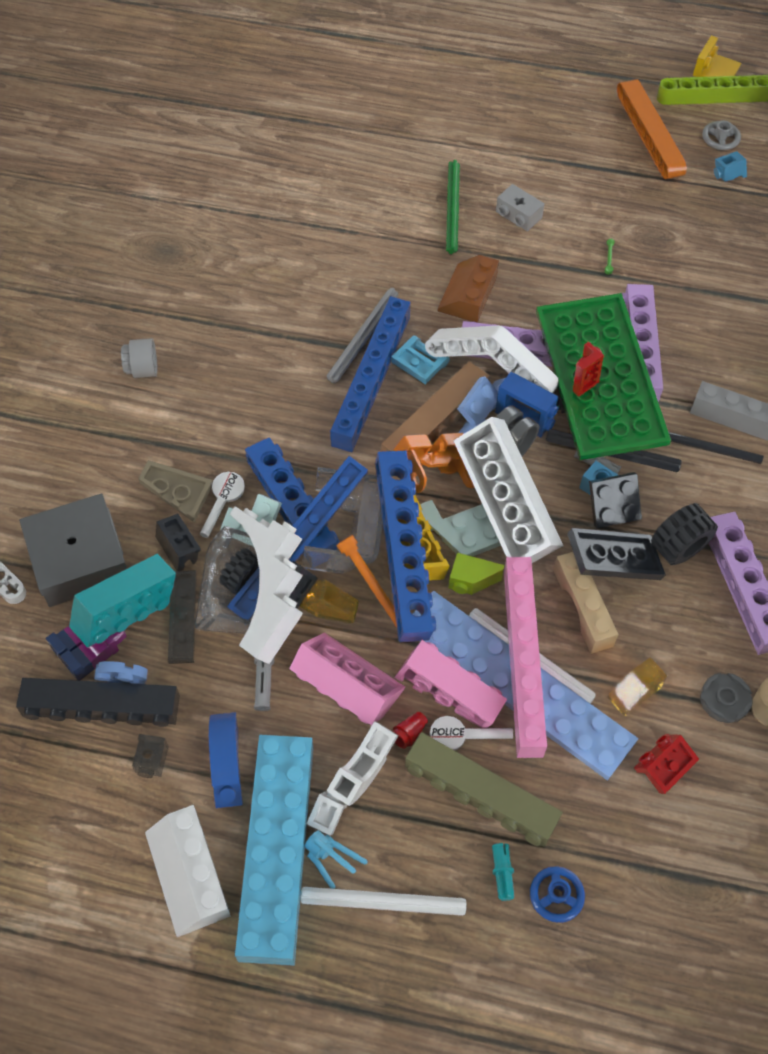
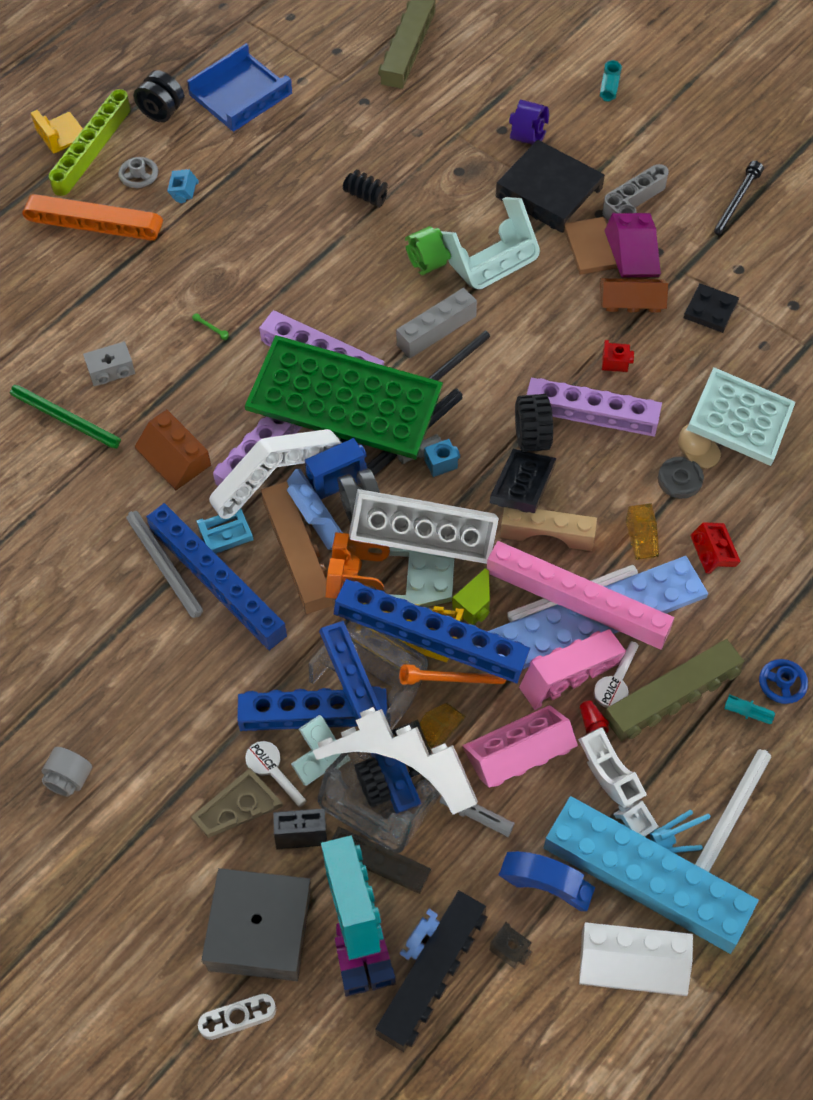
camera: 60 degrees left, 0 degrees up
(588, 369) = (344, 397): red bracket -> none
(615, 500) = (469, 454): plate -> none

